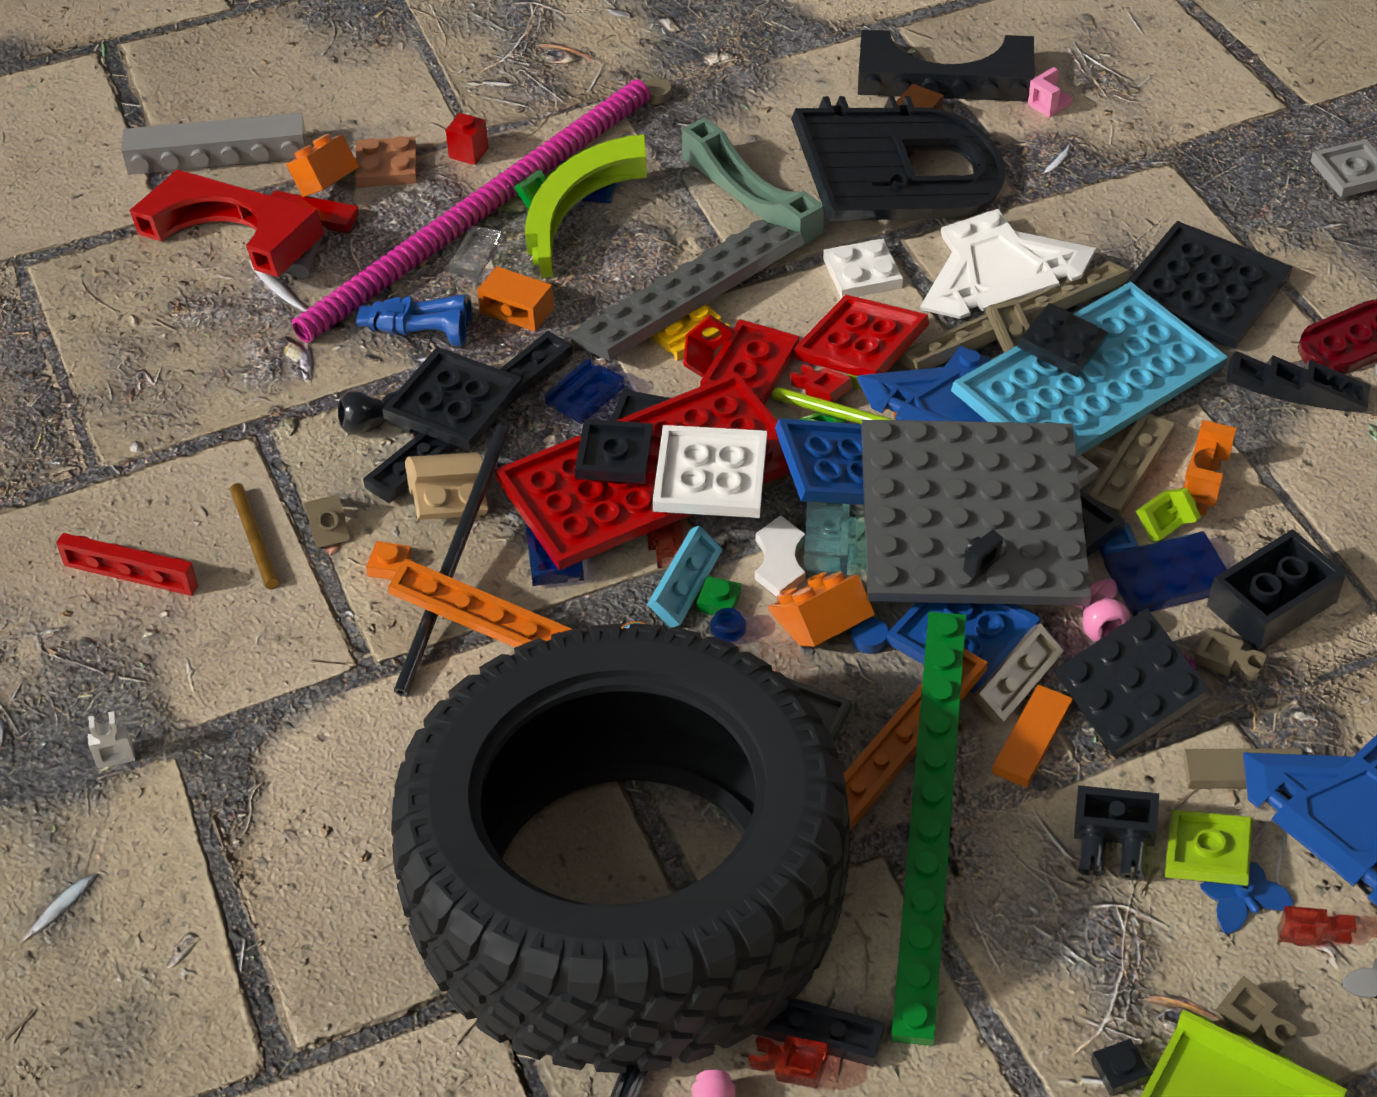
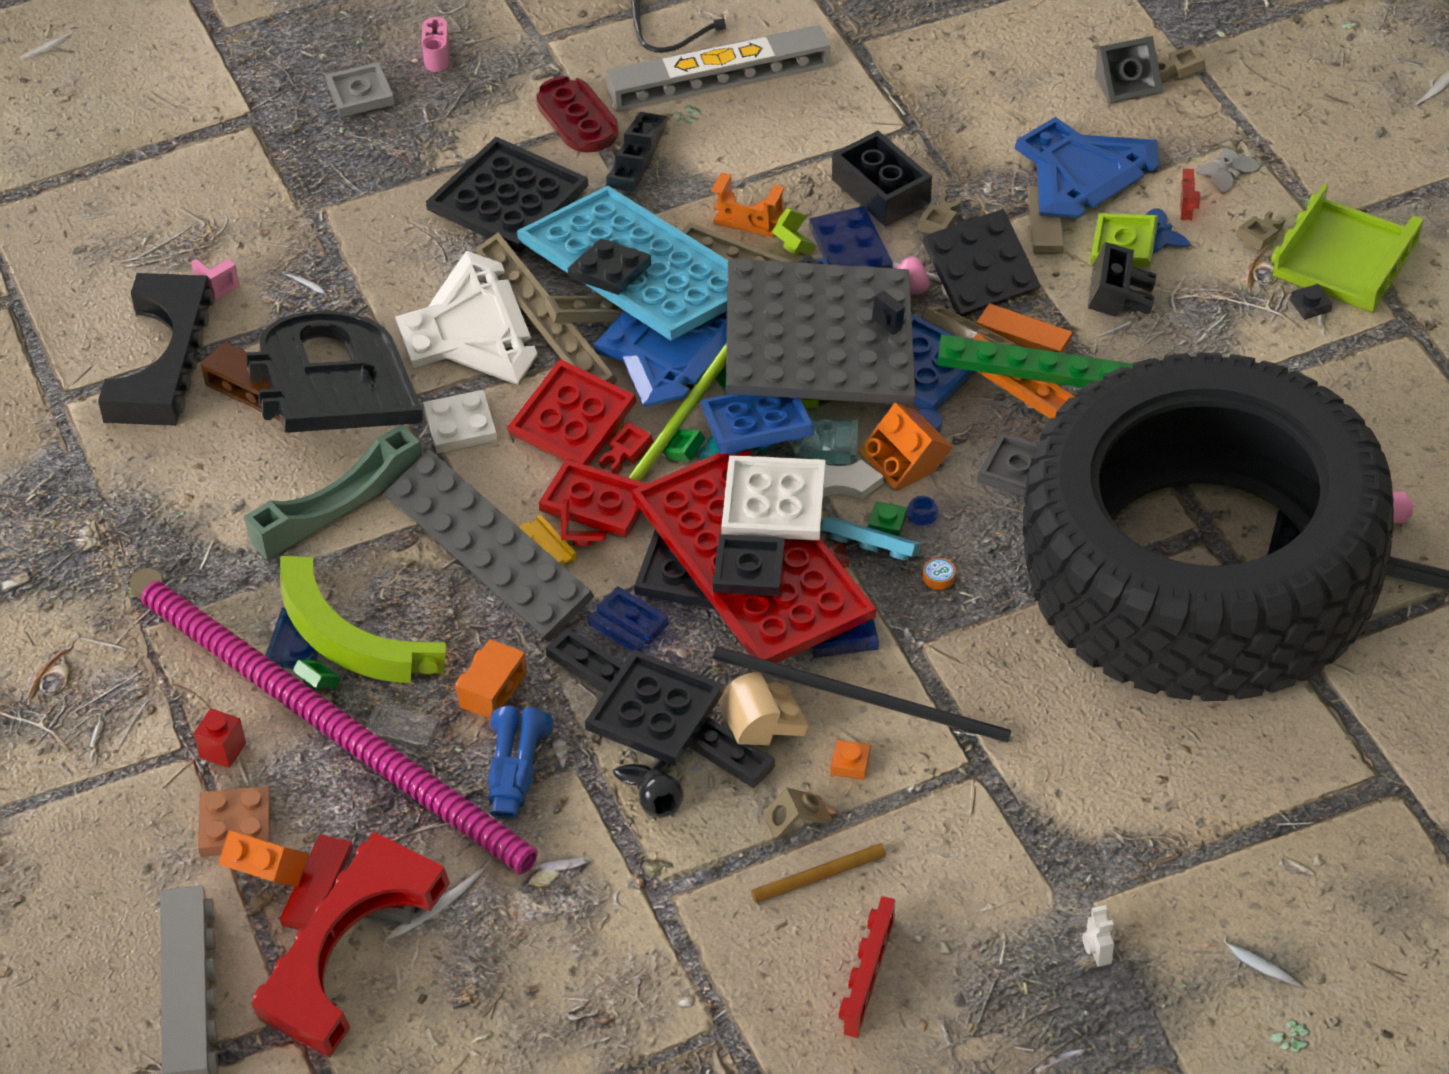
camera: 90 degrees left, 0 degrees up
(470, 606) = (936, 658): orange plate -> none

